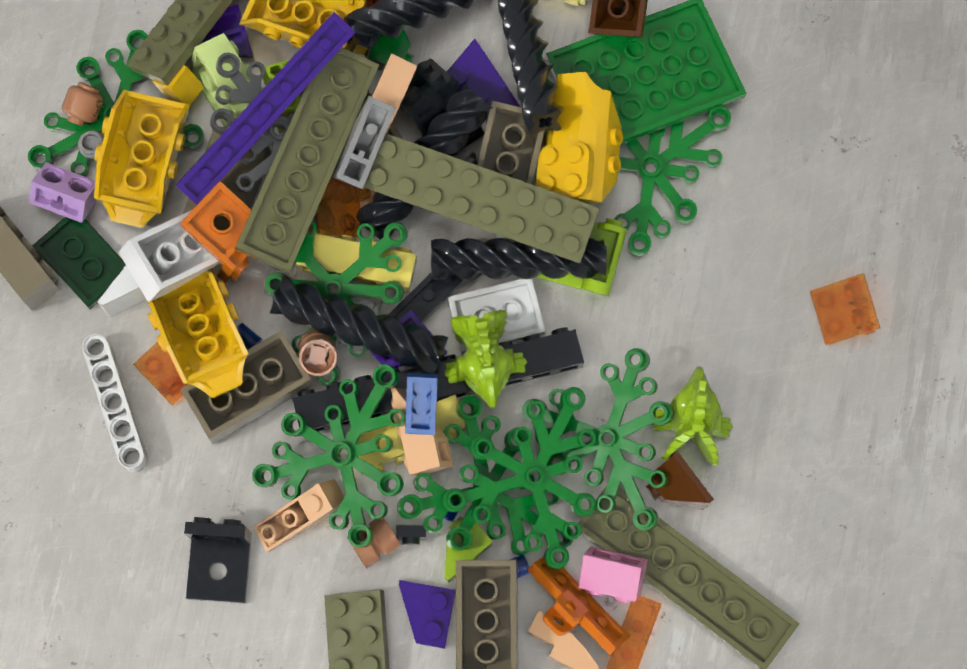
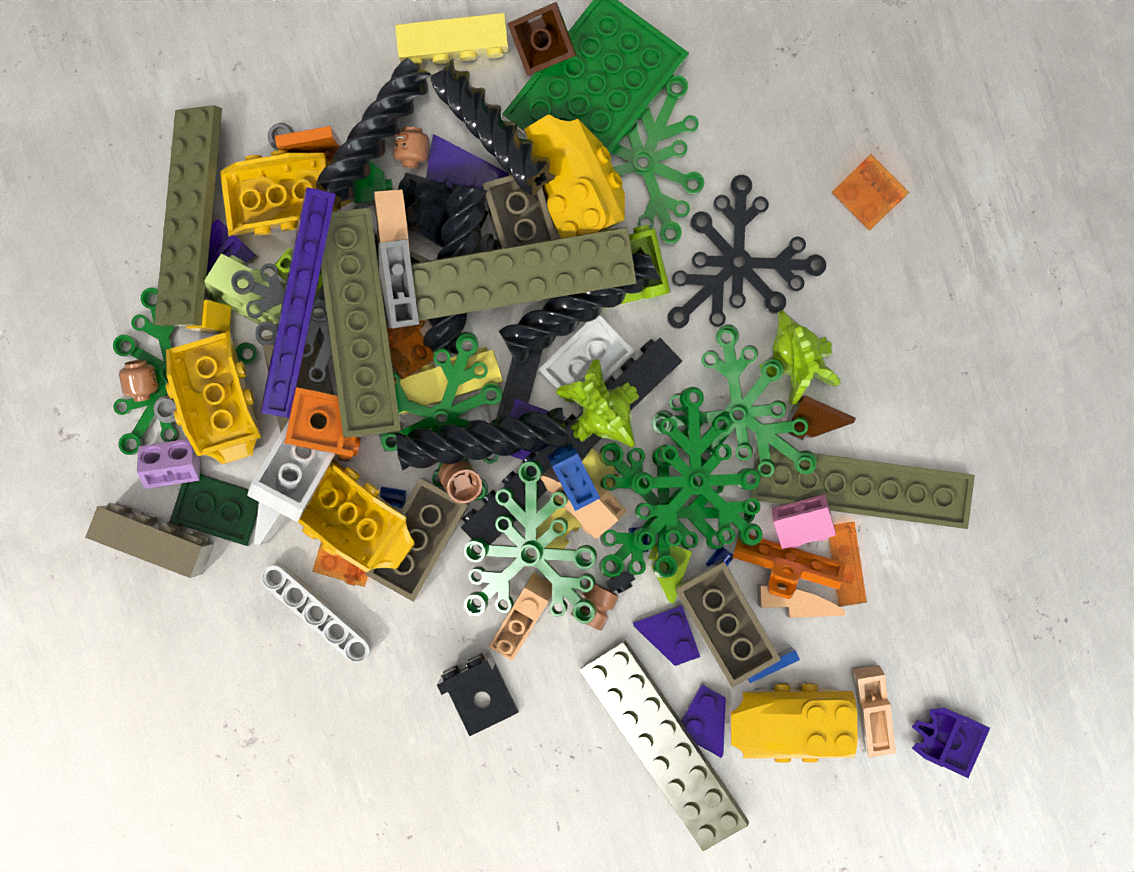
camera: 30 degrees left, 10 degrees up
(447, 38) = (411, 147): none -> nougat head
(653, 312) = (714, 284): none -> black plant

